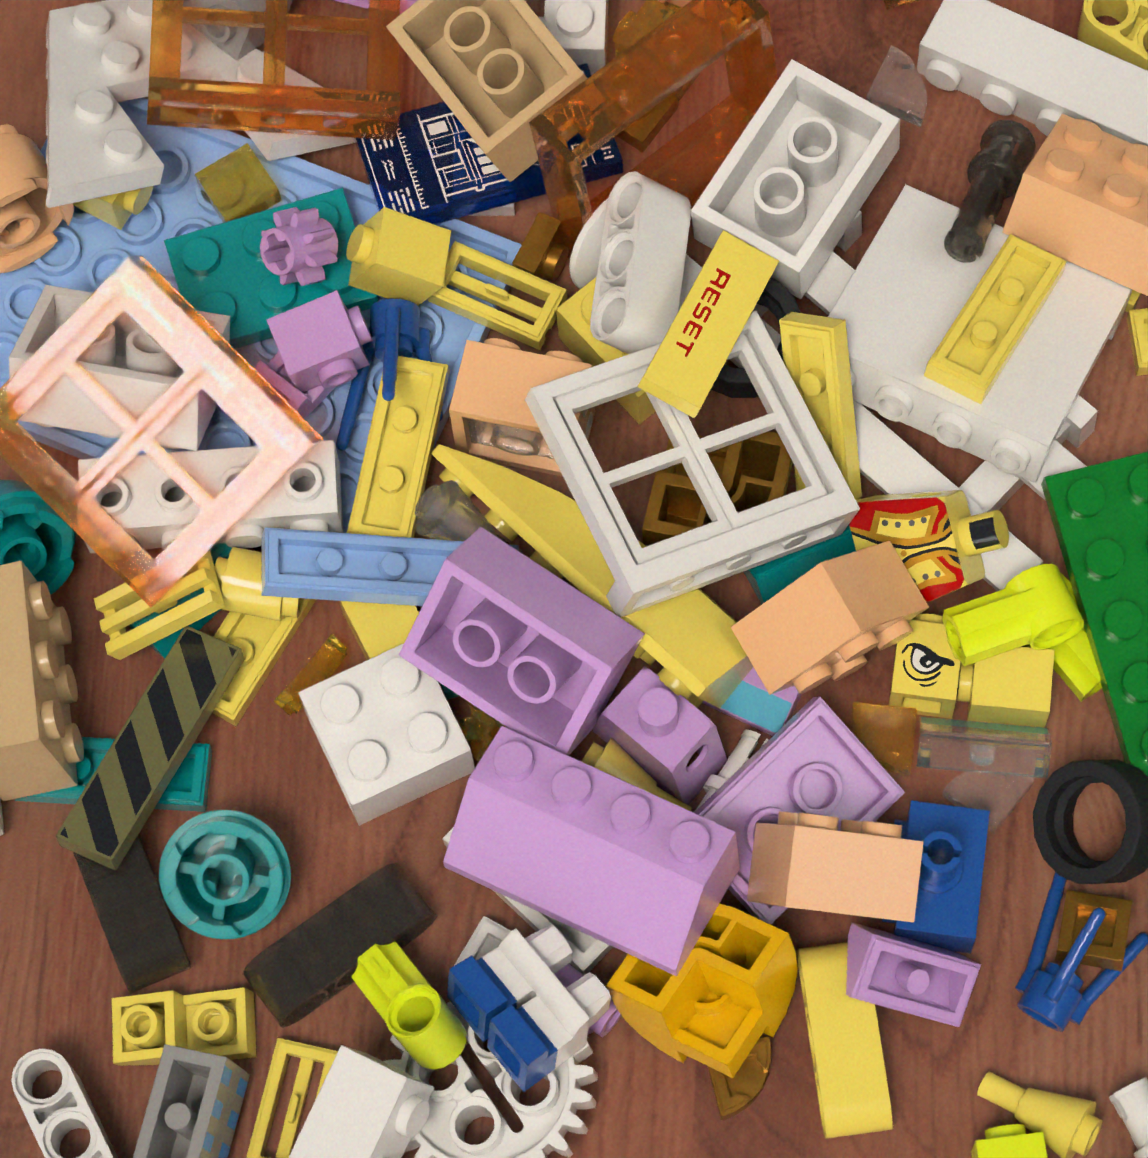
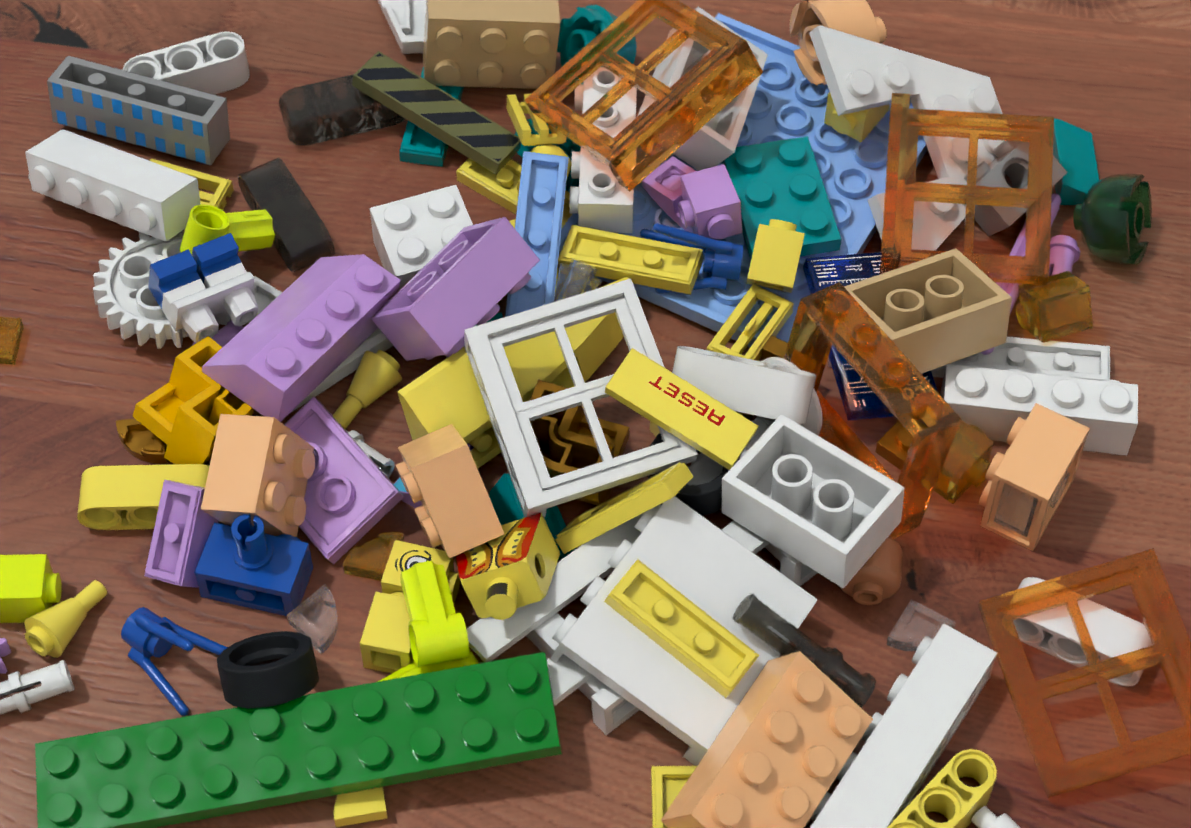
camera: 90 degrees right, 15 degrees down
(202, 1022) = (251, 133): light yellow slope -> none
(224, 874) = (341, 146): teal cone -> none
(238, 185) = (849, 184): clear yellow tile -> none
(299, 246) = (782, 189): lavender gear -> none
(316, 669) = (478, 208): clear yellow tile -> none
(491, 408) = (669, 310): light nougat piece -> none
(663, 734) = (374, 399): lavender torso -> none
(983, 747) = (349, 610): clear slope -> none
(1110, 940) = (191, 671): pearl gold plate -> none

